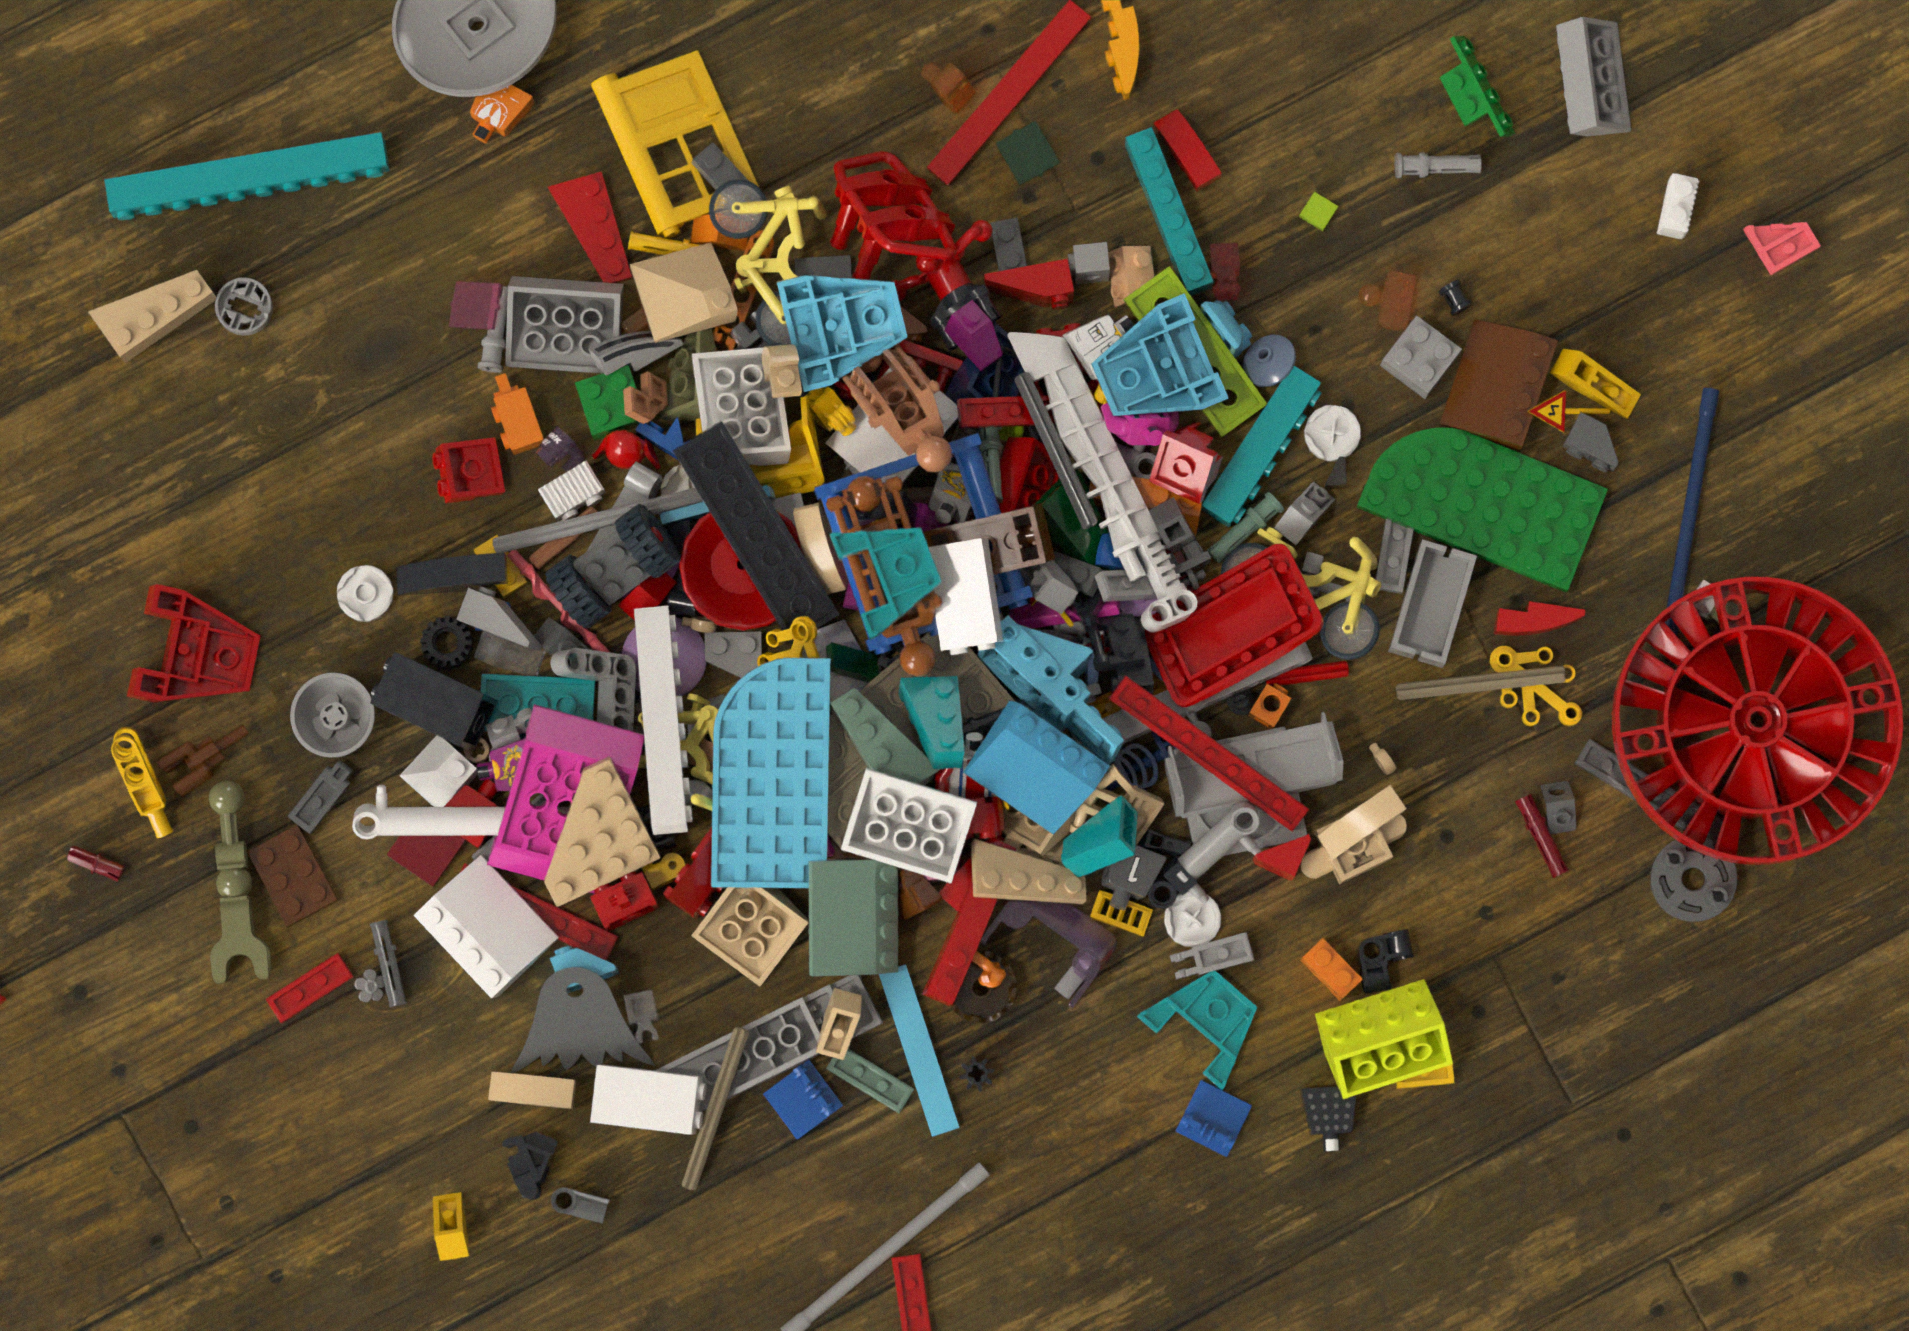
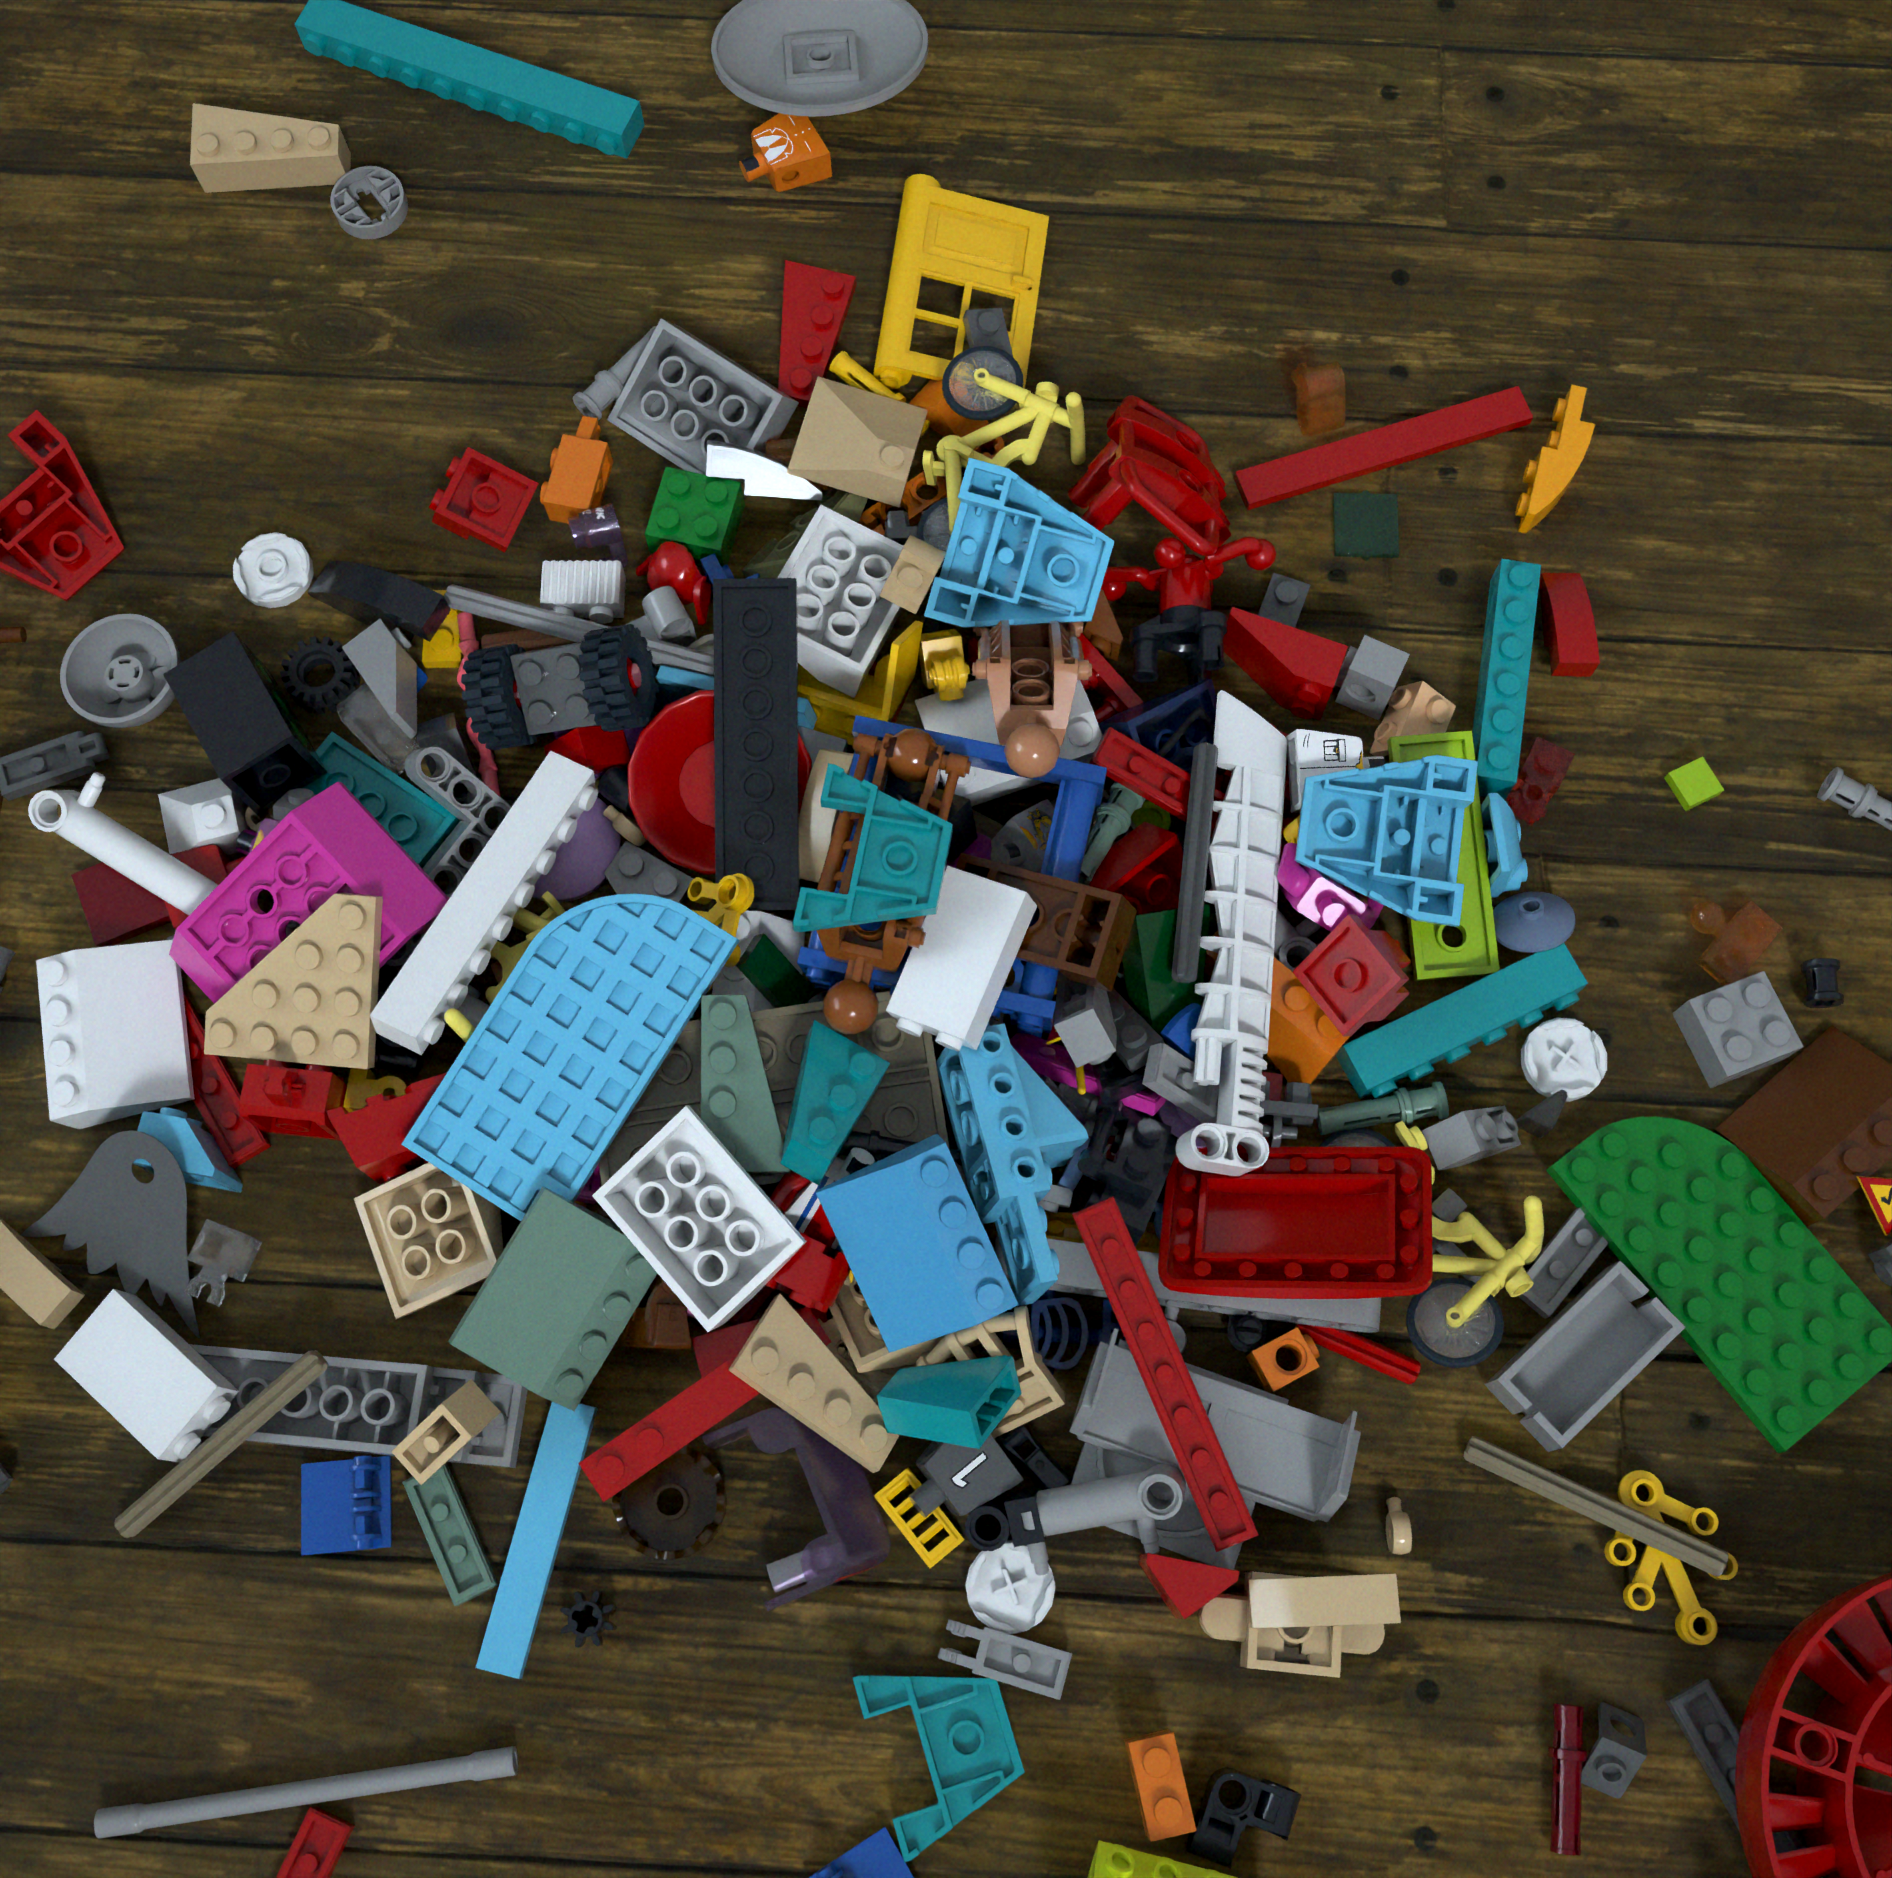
camera: 30 degrees right, 10 degrees down
(475, 305) = (617, 335): clear pink piece -> none
(649, 401) = (734, 538): nougat tile -> none
(974, 335) = (1176, 666): magenta slope -> none
(992, 972) = (696, 1490): orange plate -> none
(1172, 525) = (1290, 1046): dark grey slope -> none
(1536, 619) = (1716, 1463): red slope -> none

